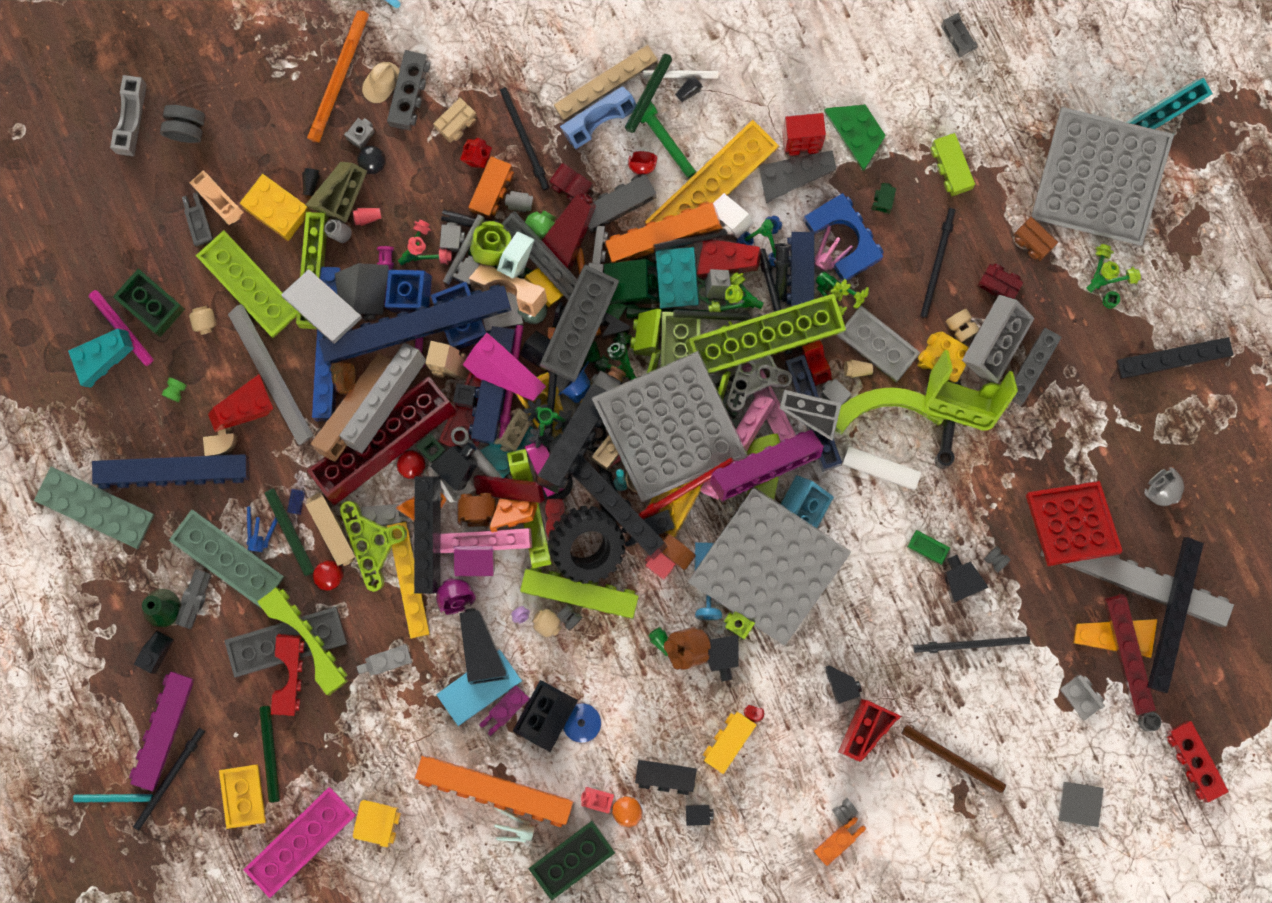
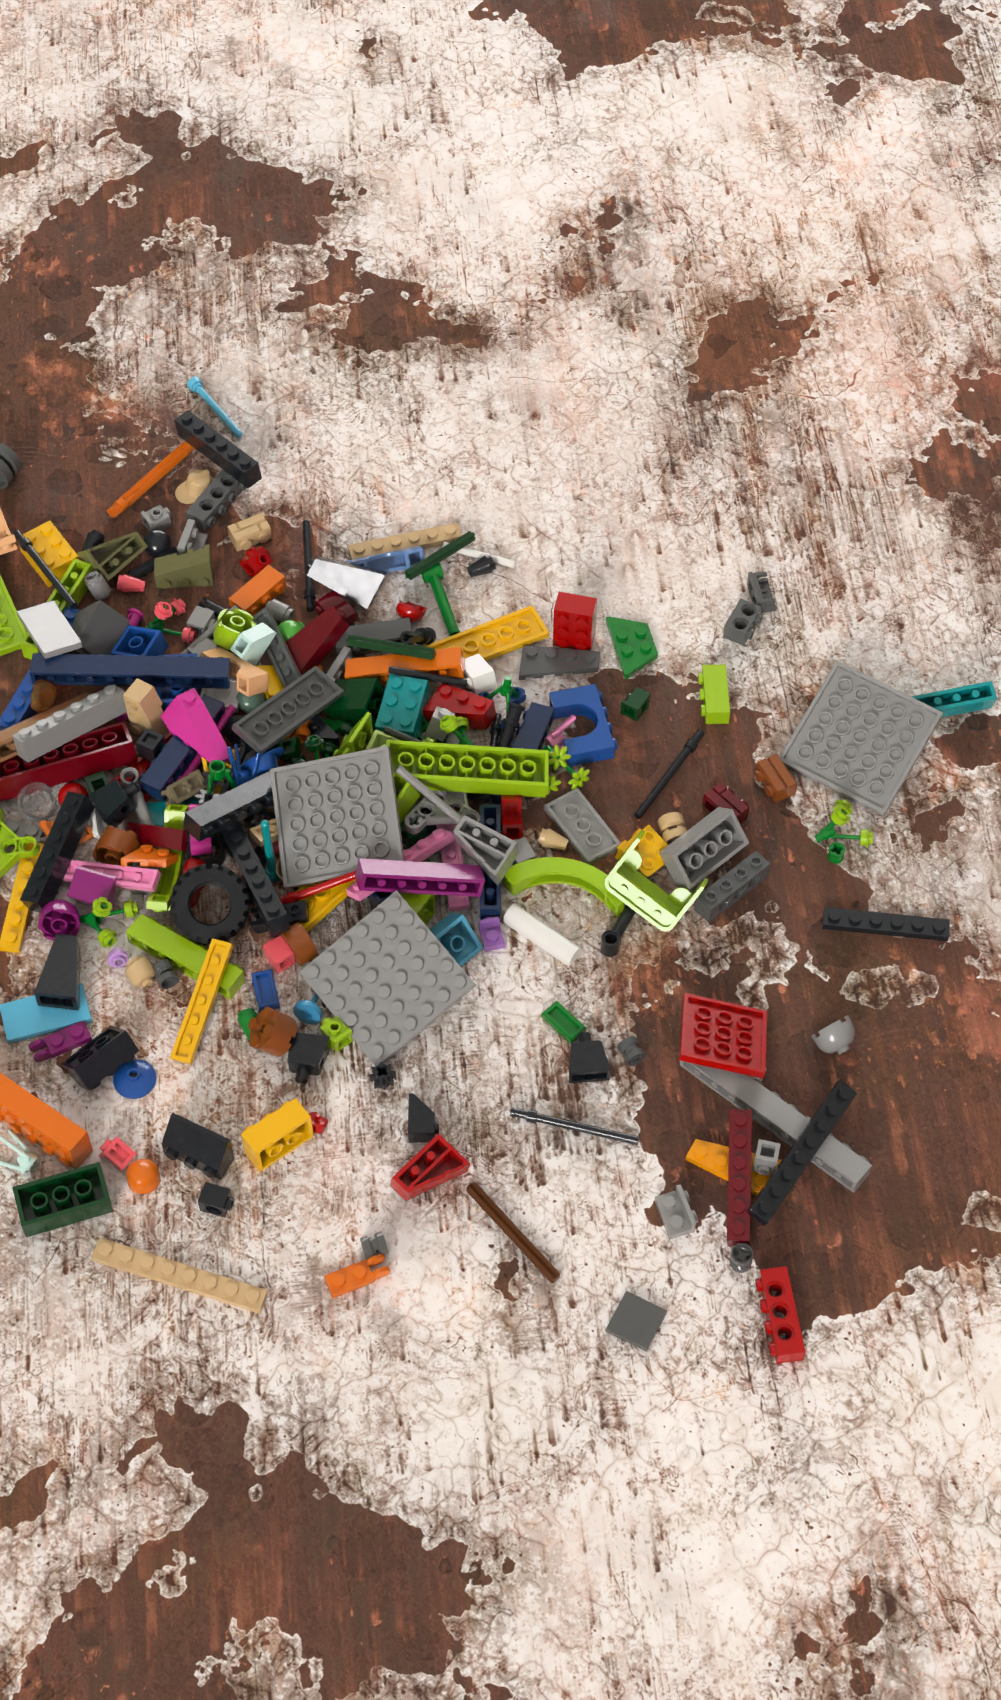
camera: 15 degrees right, 25 degrees down
(254, 213) = (26, 545): none -> black bar
(377, 184) = (148, 566): none -> black axle
(383, 487) = (35, 802): none -> clear cylinder
(391, 39) = (218, 449): none -> black brick
(407, 153) = (191, 538): none -> light grey bracket
(411, 186) = (185, 570): none -> olive wedge
(494, 581) = (102, 908): none -> lime plant
(563, 405) = (241, 776): none -> blue plant
(573, 151) = (347, 579): none -> slope
(615, 638) = (201, 1001): none -> yellow plate
(645, 219) = (391, 647): none -> dark green axle
(660, 601) = (265, 989): none -> blue tile
(664, 192) = (420, 636): none -> black pin
(694, 889) = (179, 1275): none -> tan plate
(743, 376) = (428, 793): none -> light grey bar
(799, 650) = (382, 1076): none -> black gear
(837, 482) = (491, 934): none -> medium lavender bracket
(949, 74) = (742, 622): none -> dark grey brick
(1146, 629) = (766, 1157): none -> light grey brick

